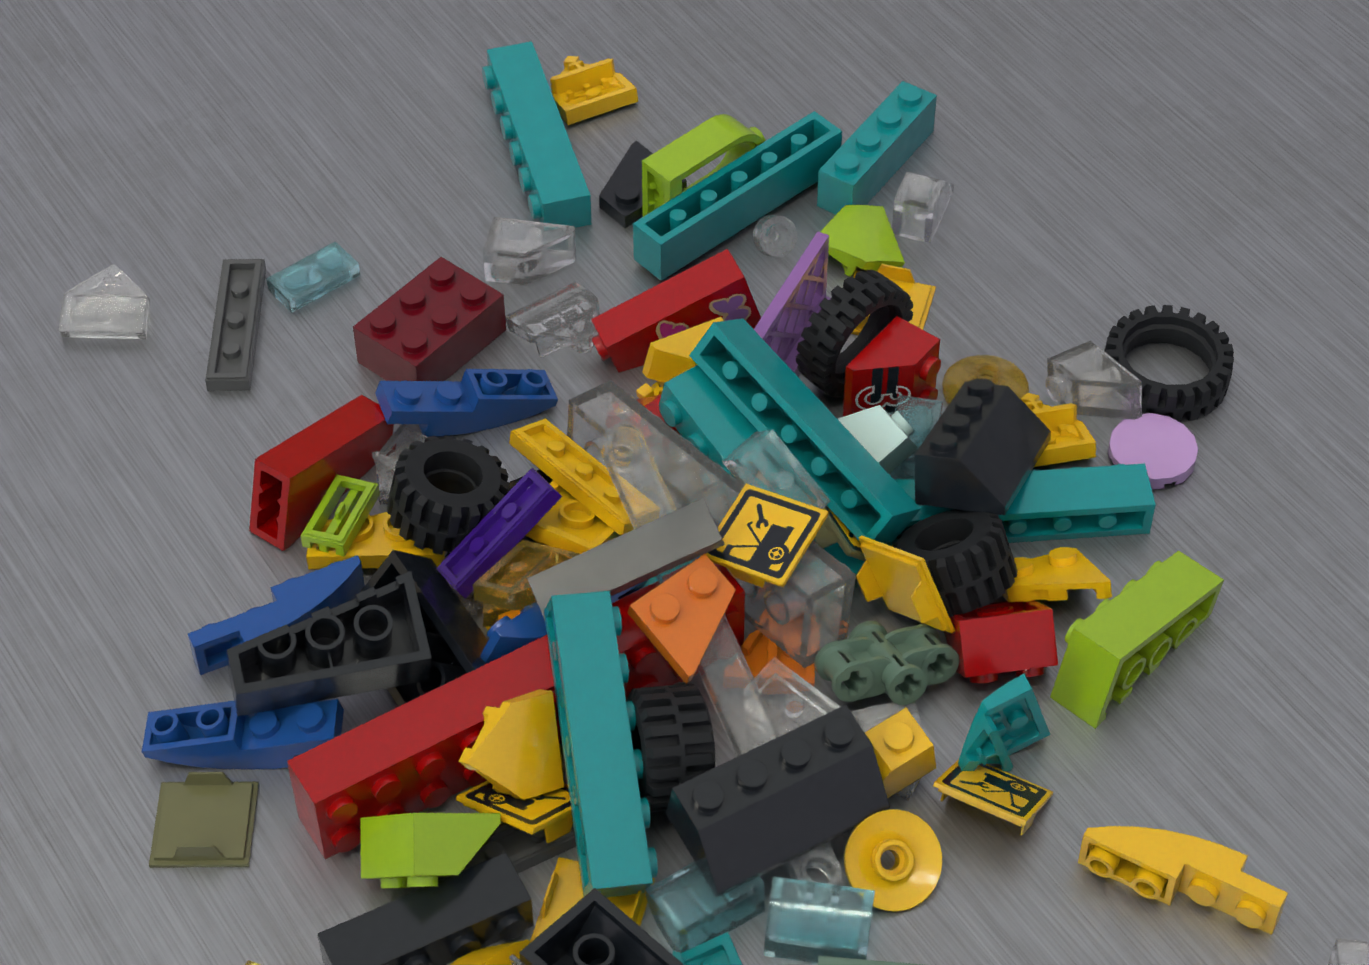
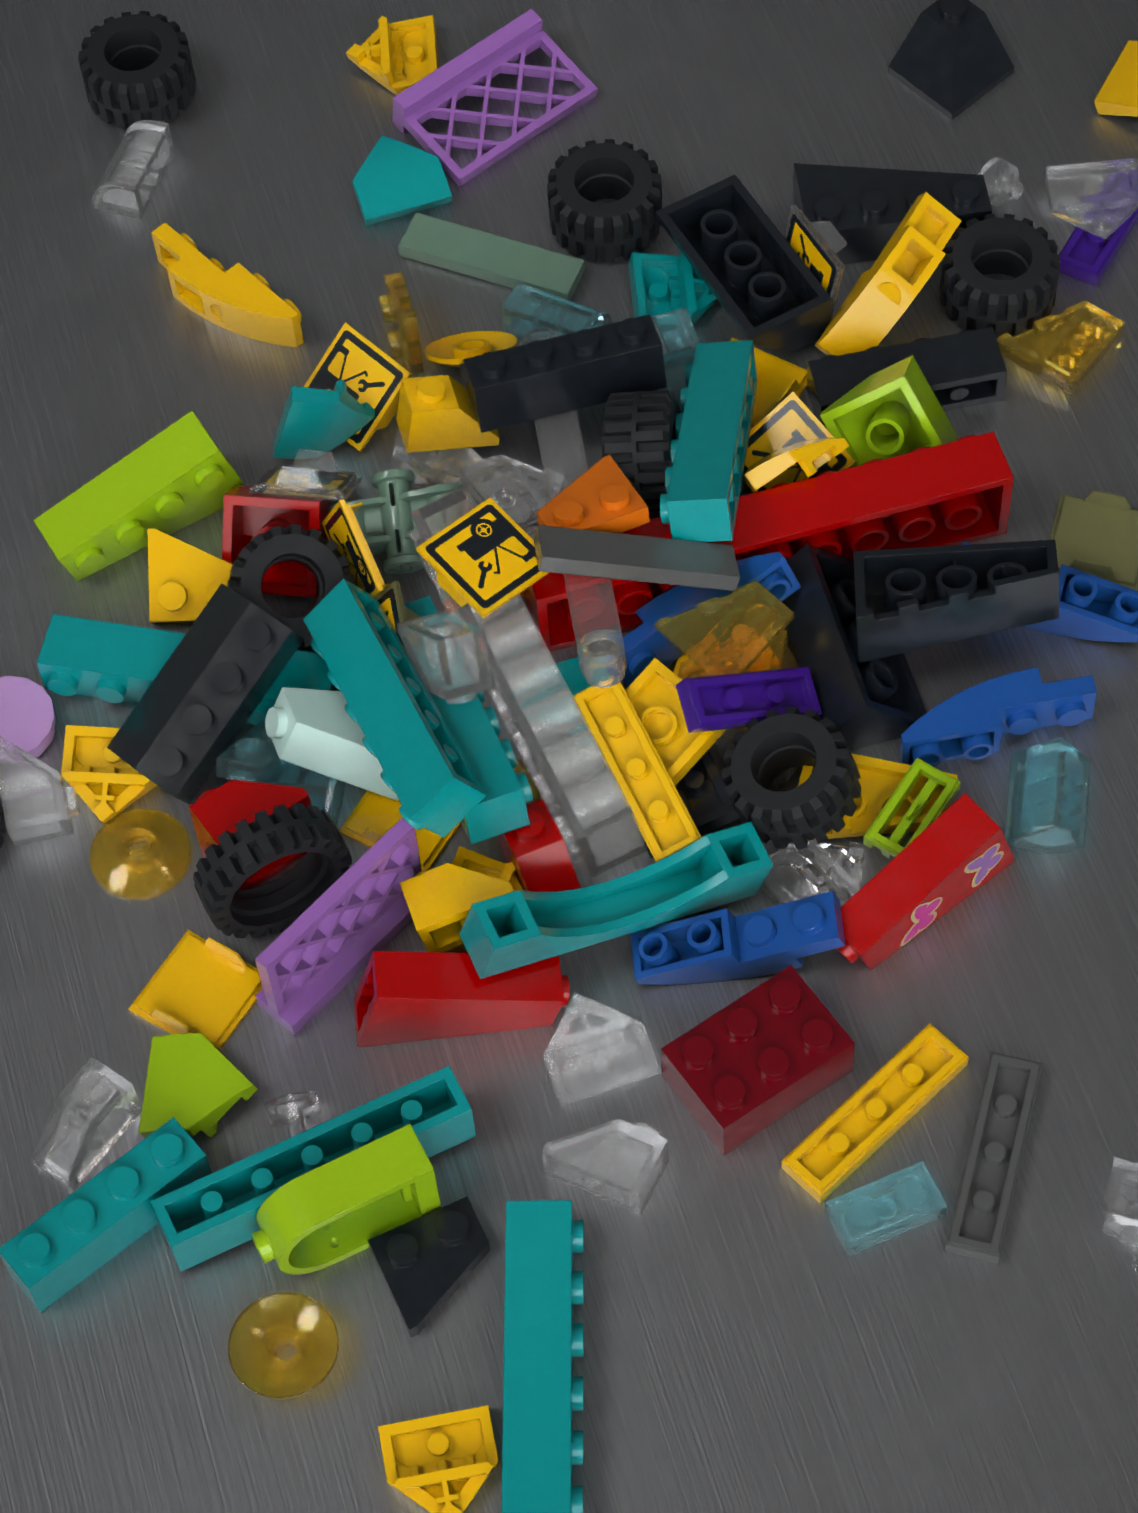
camera: 160 degrees left, 10 degrees up
(224, 566) = (1048, 798): none -> clear light blue brick
(329, 334) = (874, 1113): none -> yellow tile
(630, 318) = (542, 925): none -> teal arch
(715, 100) = (279, 1322): none -> clear yellow dish
(975, 866) = (396, 308): none -> clear yellow wing
(980, 665) = (311, 476): none -> clear piece

